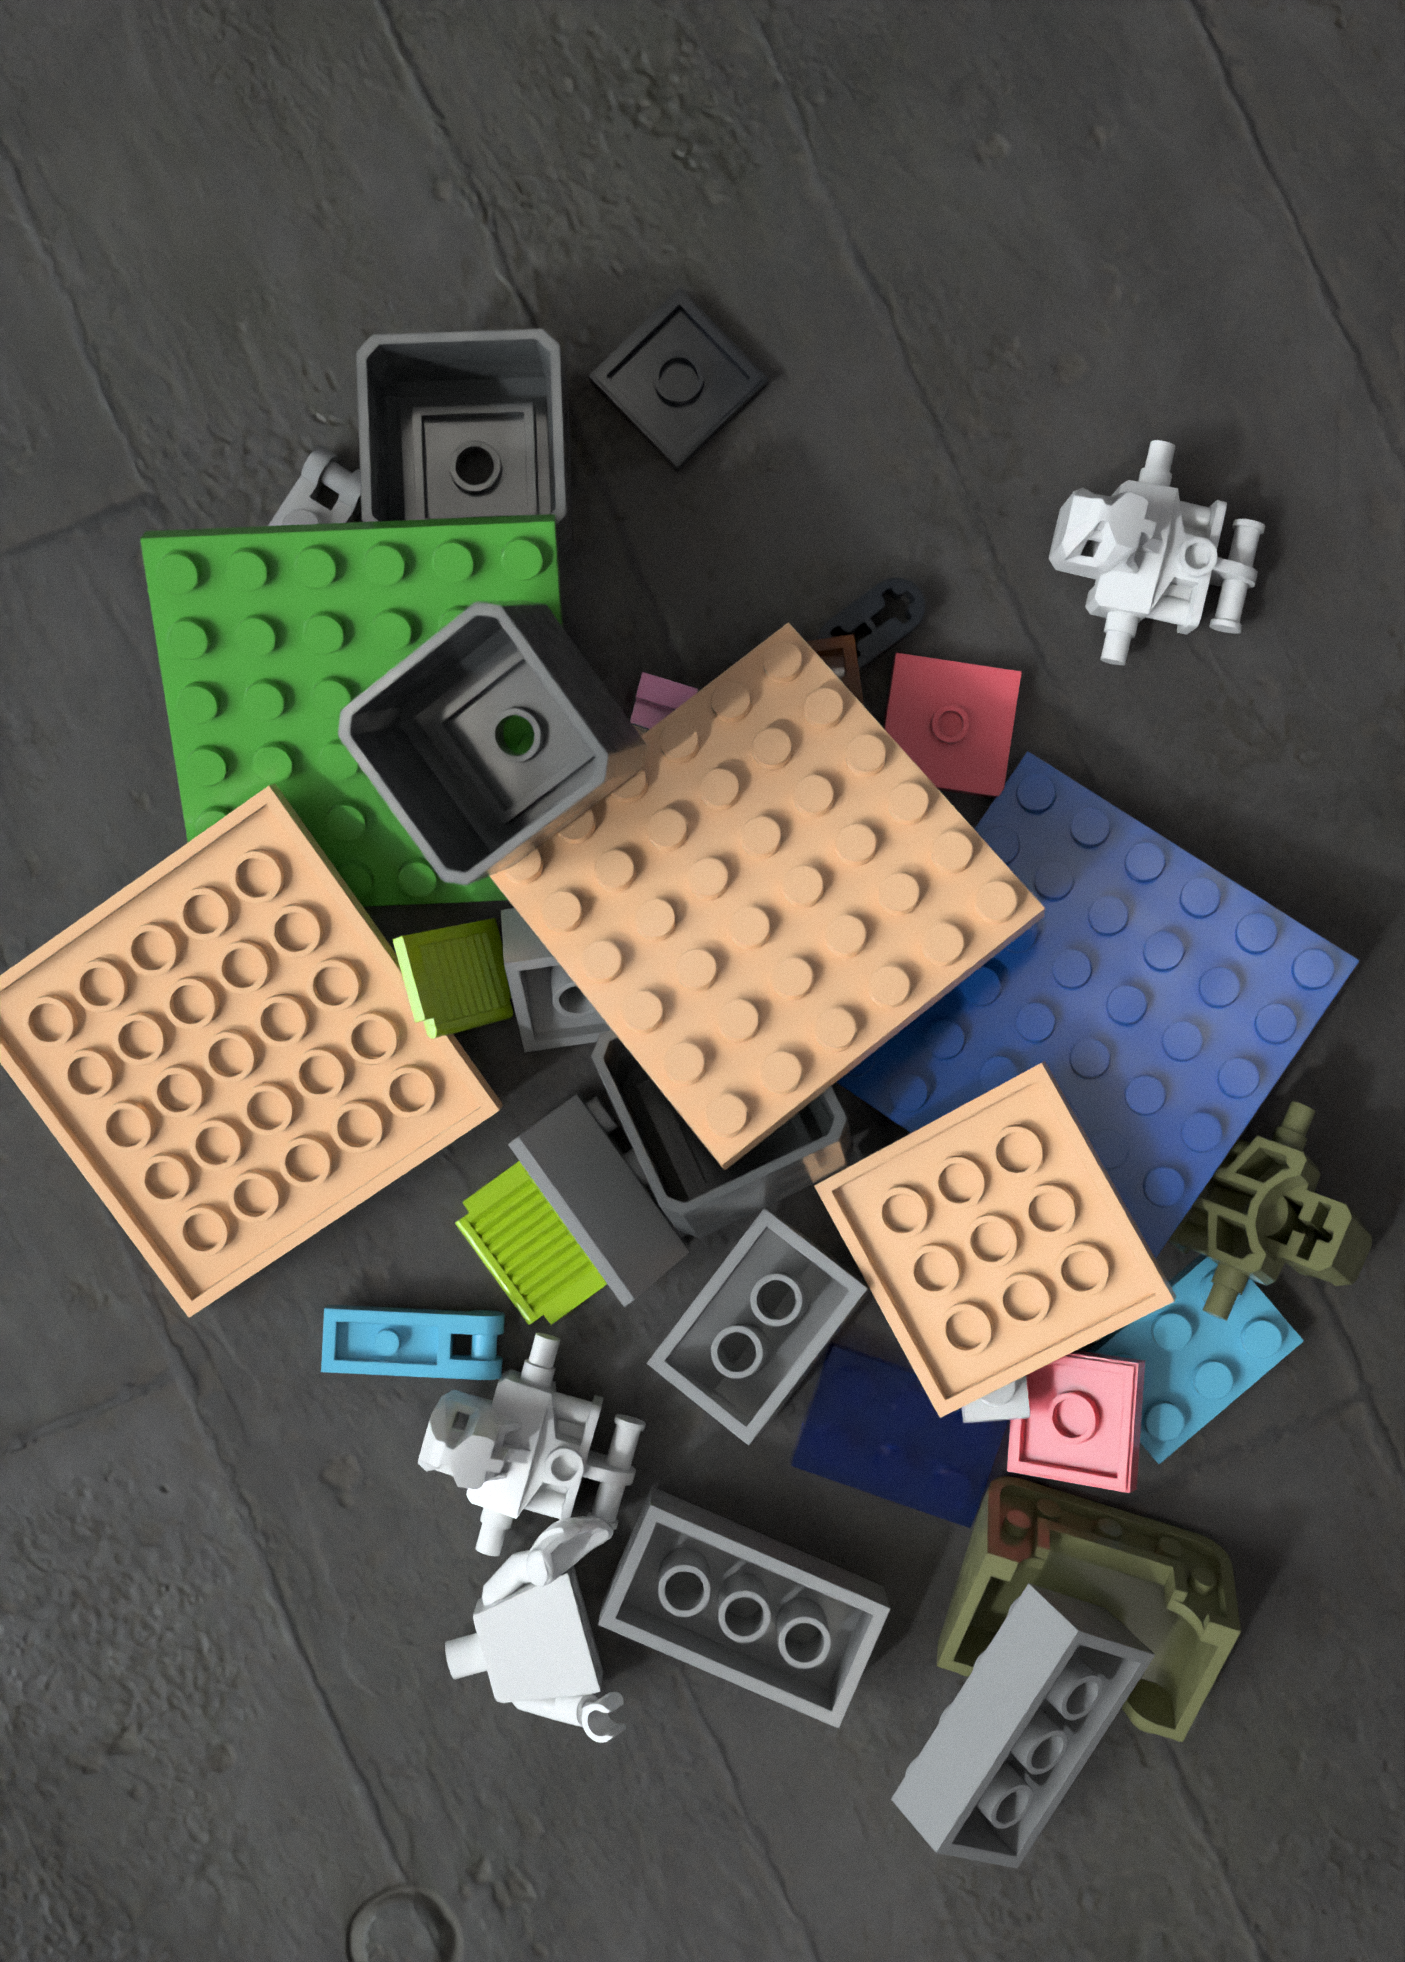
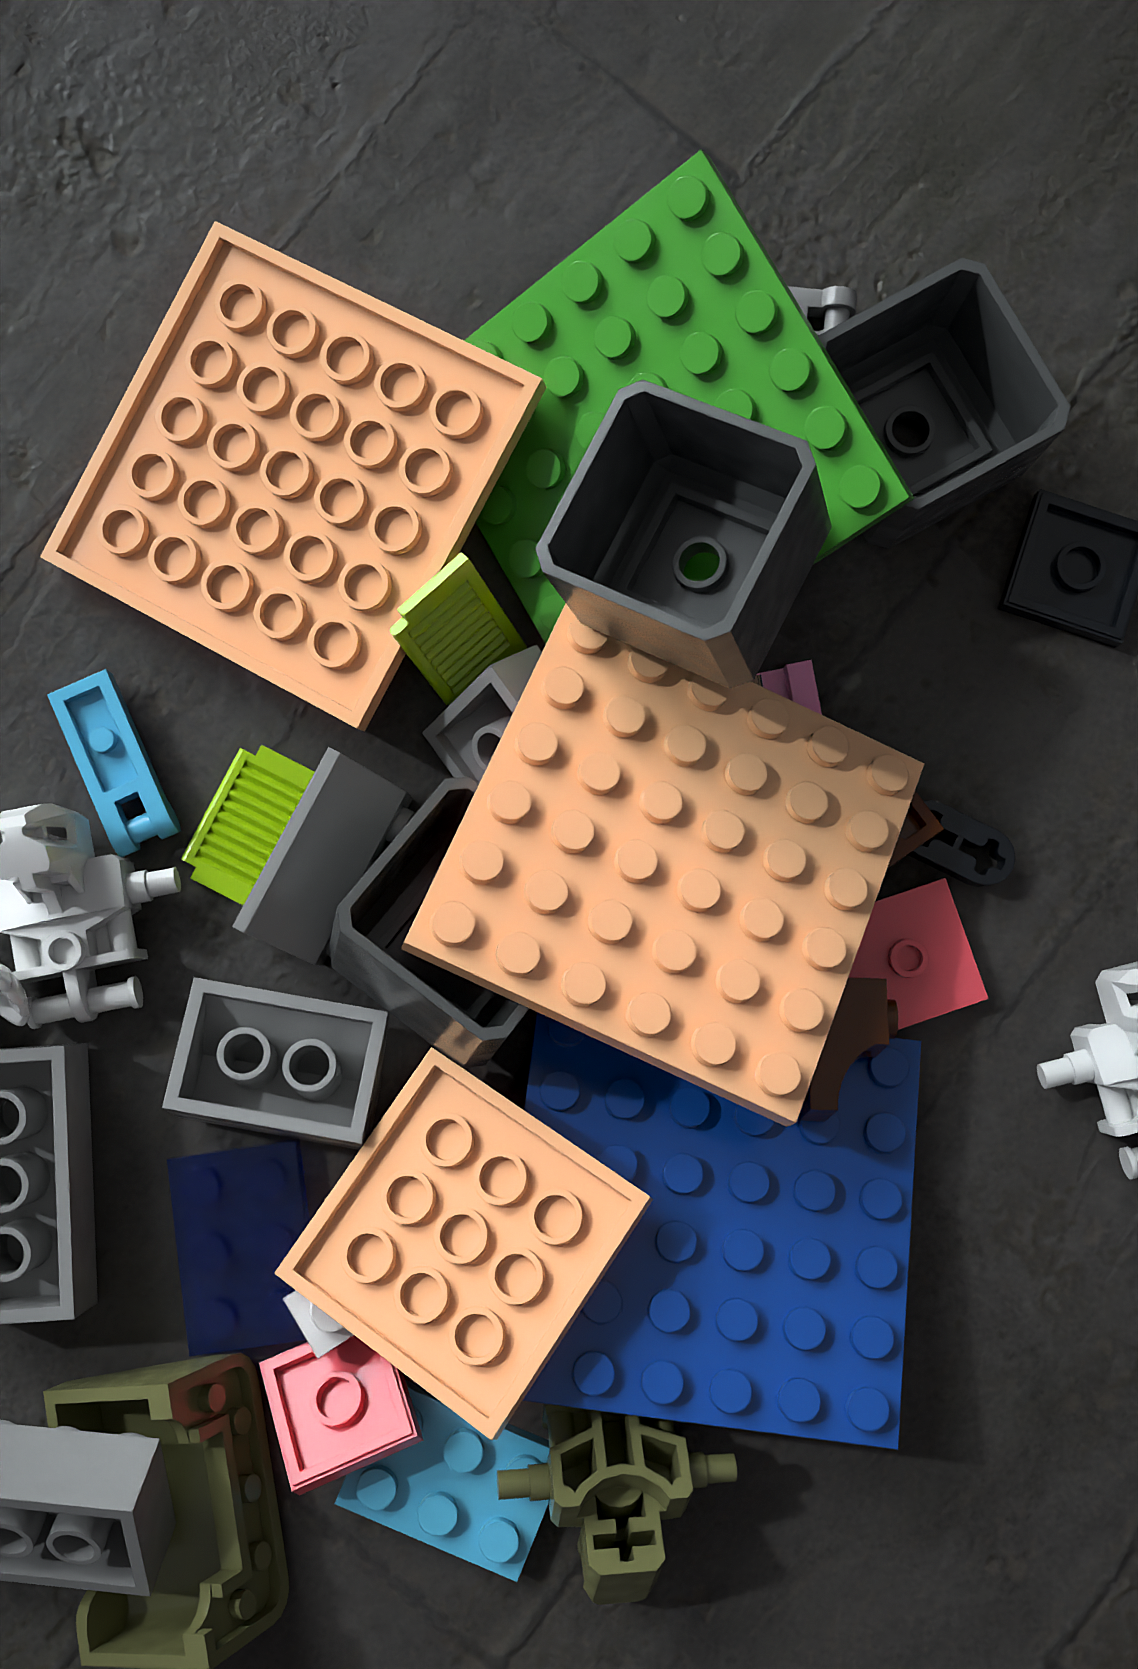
camera: 65 degrees right, 5 degrees down
(989, 805) = (859, 1030): none -> reddish brown arch

